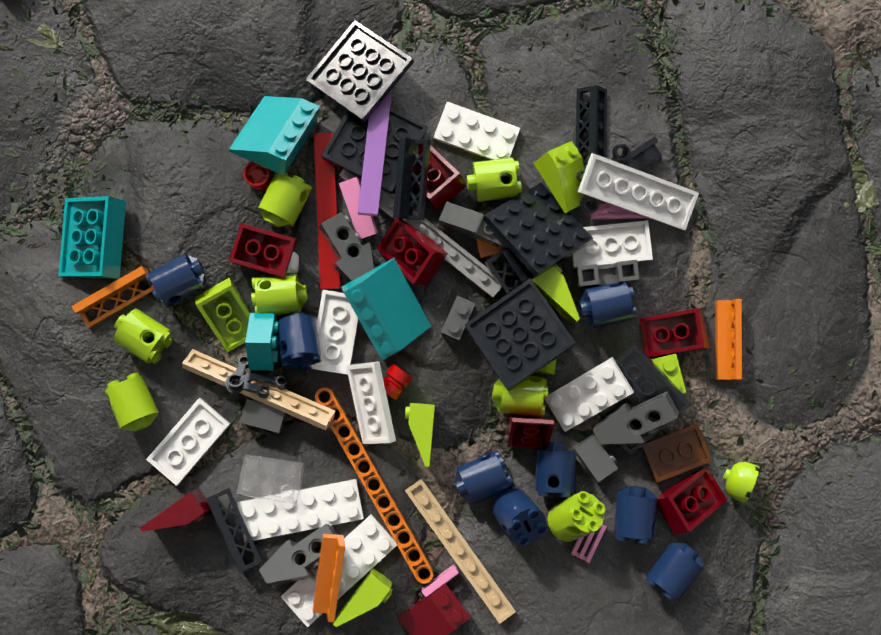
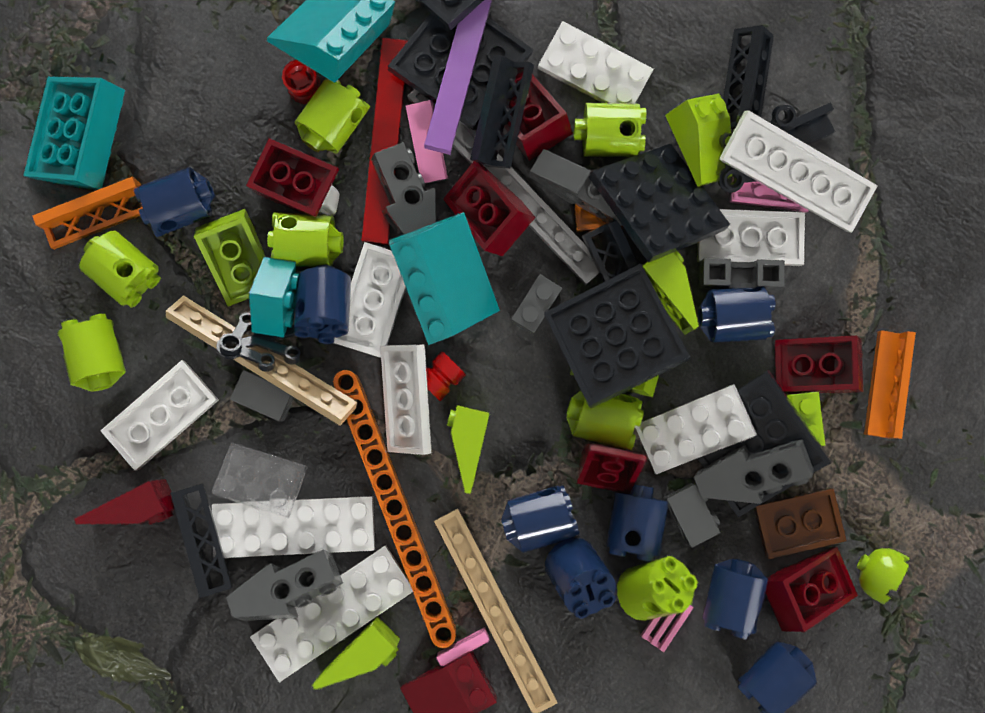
camera: 10 degrees right, 0 degrees up
(329, 575) = (316, 618): orange fence -> none

